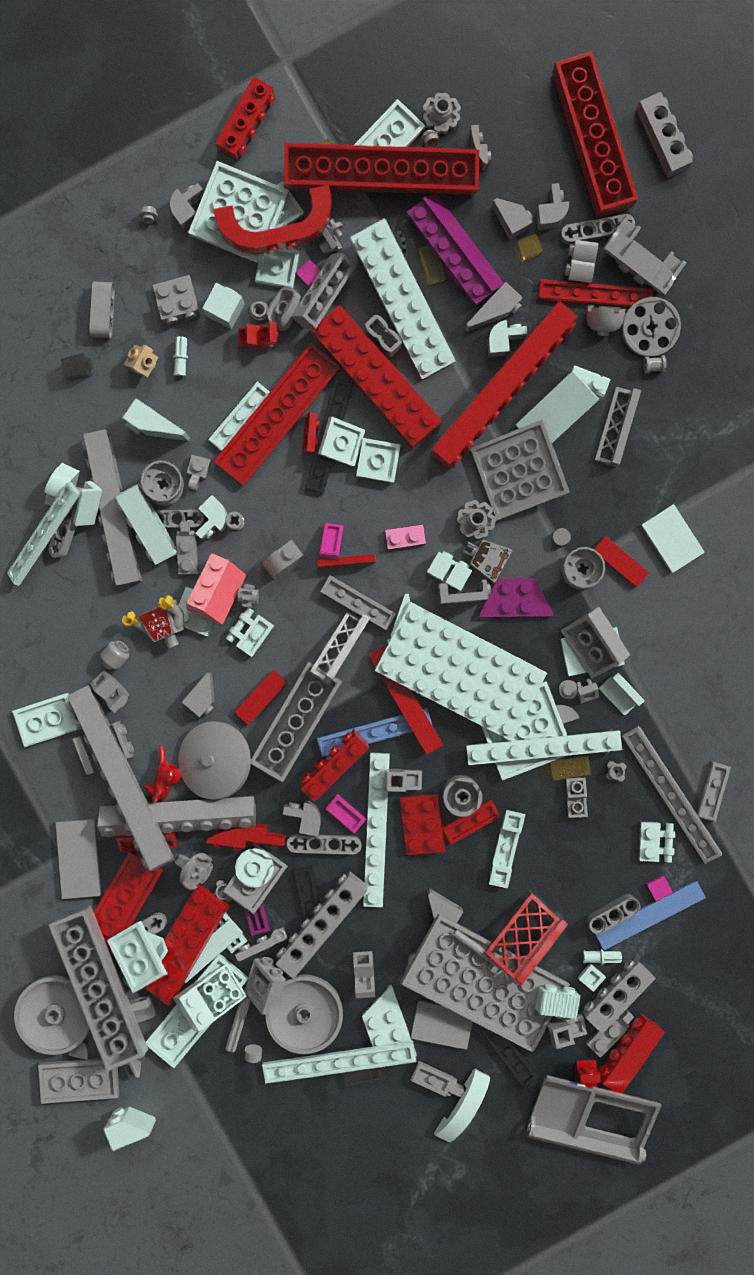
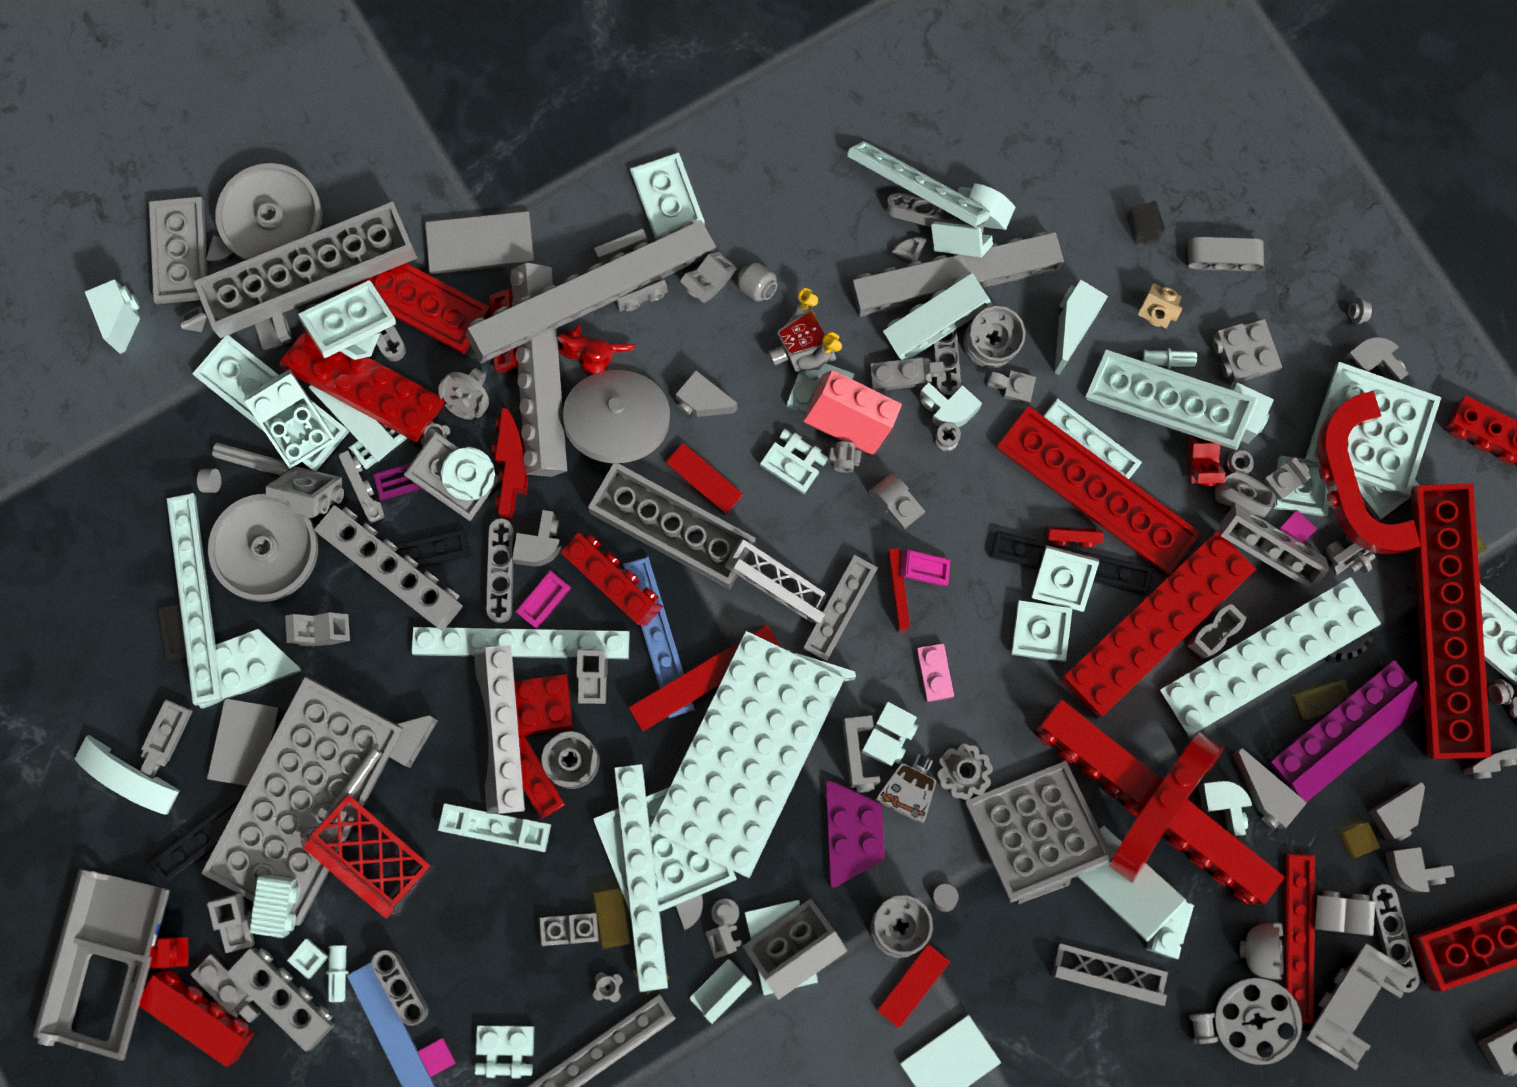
camera: 85 degrees right, 10 degrees down
(92, 542) = (909, 249): none -> light grey tile
(213, 356) = (1171, 399): none -> light aqua plate
(272, 277) = (1288, 478): none -> light grey bracket
(416, 846) = (497, 687): none -> arch
(507, 379) = (1164, 806): none -> red arch

